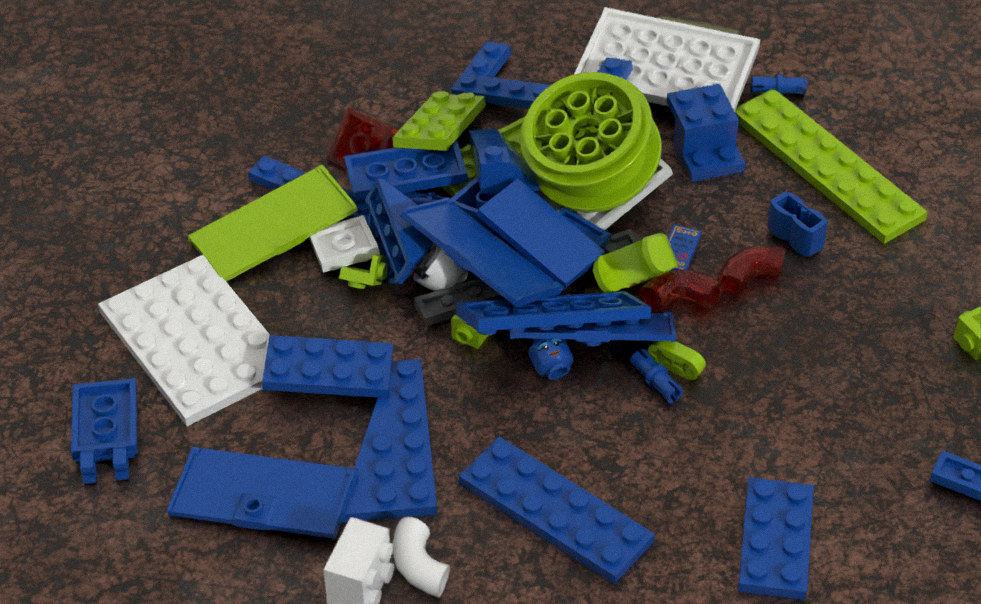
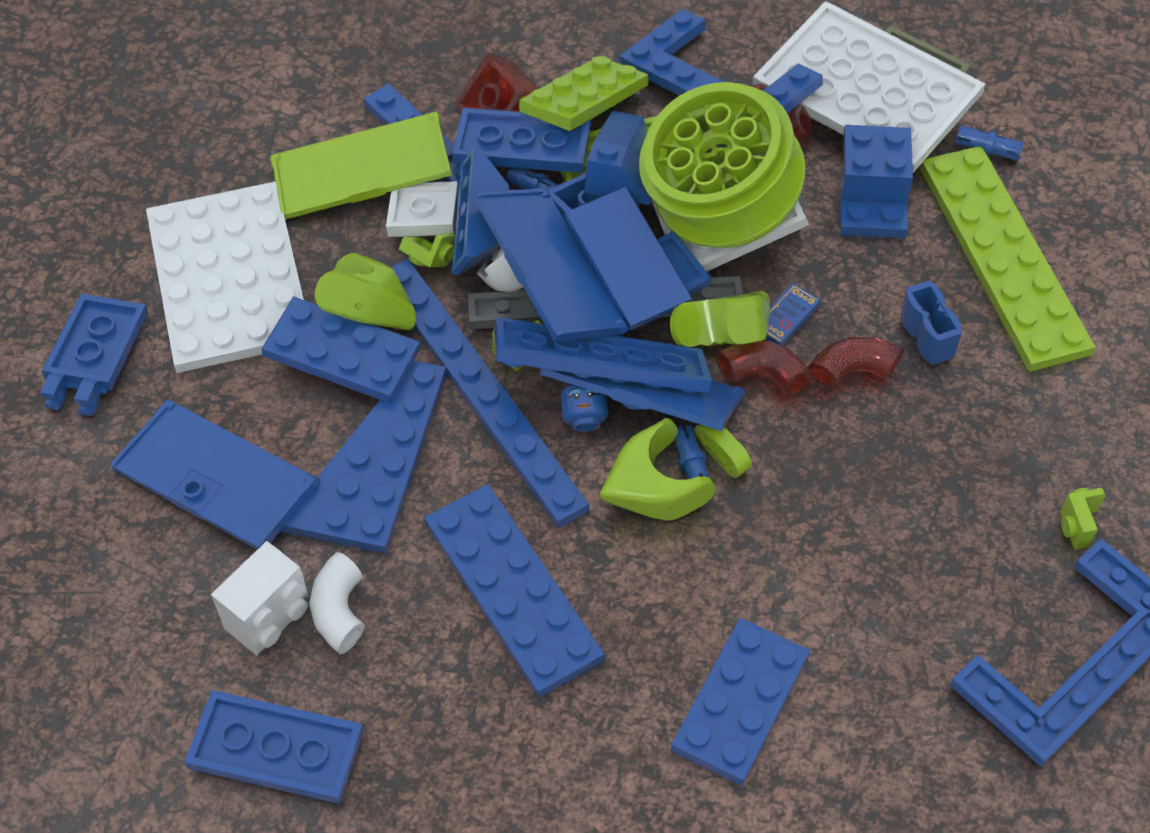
camera: 20 degrees right, 10 degrees up
(332, 317) = (365, 293): none -> lime animal
(460, 371) = (491, 402): none -> blue plate
(635, 403) = (644, 490): none -> lime animal

